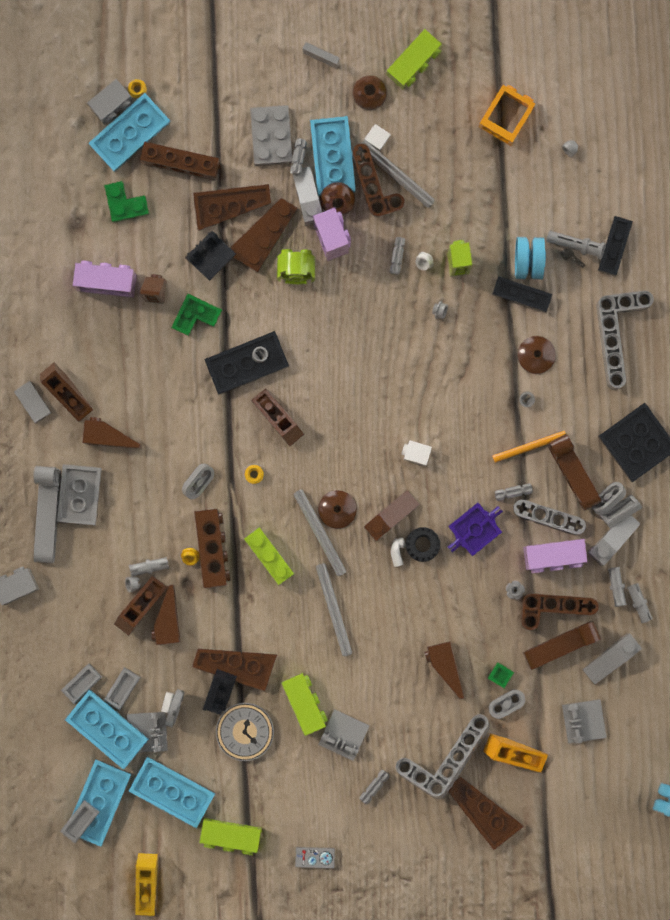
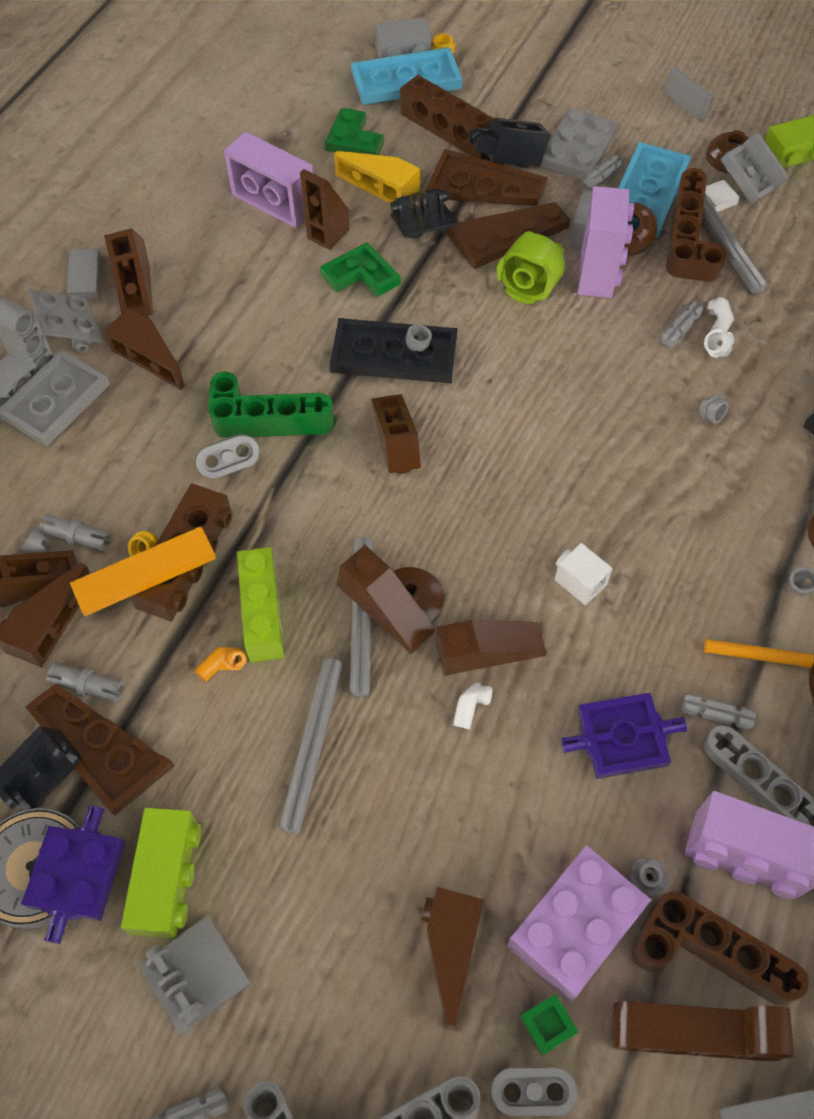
camera: 25 degrees right, 25 degrees down
(52, 444) = (65, 318): none -> light grey hinge
(167, 233) = (378, 174): none -> yellow slope
(203, 439) = (266, 414): none -> green beam
(205, 573) = (142, 571): none -> light orange tile
(209, 639) = (85, 682): none -> light grey pin
(233, 169) = (511, 142): none -> black hinge
(258, 469) = (310, 481): yellow plate -> none
(266, 592) = (221, 659): none -> light orange arm
(267, 724) = (74, 874): none -> dark purple plate
(330, 523) = (384, 598): none -> reddish brown slope
(390, 112) = (754, 168): none -> light grey bracket
(418, 236) = (723, 311): none -> white arm
(431, 536) = (514, 734): black tyre -> none
(459, 258) = (780, 341): lime brick -> none
(493, 628) = (578, 923): none -> lavender brick

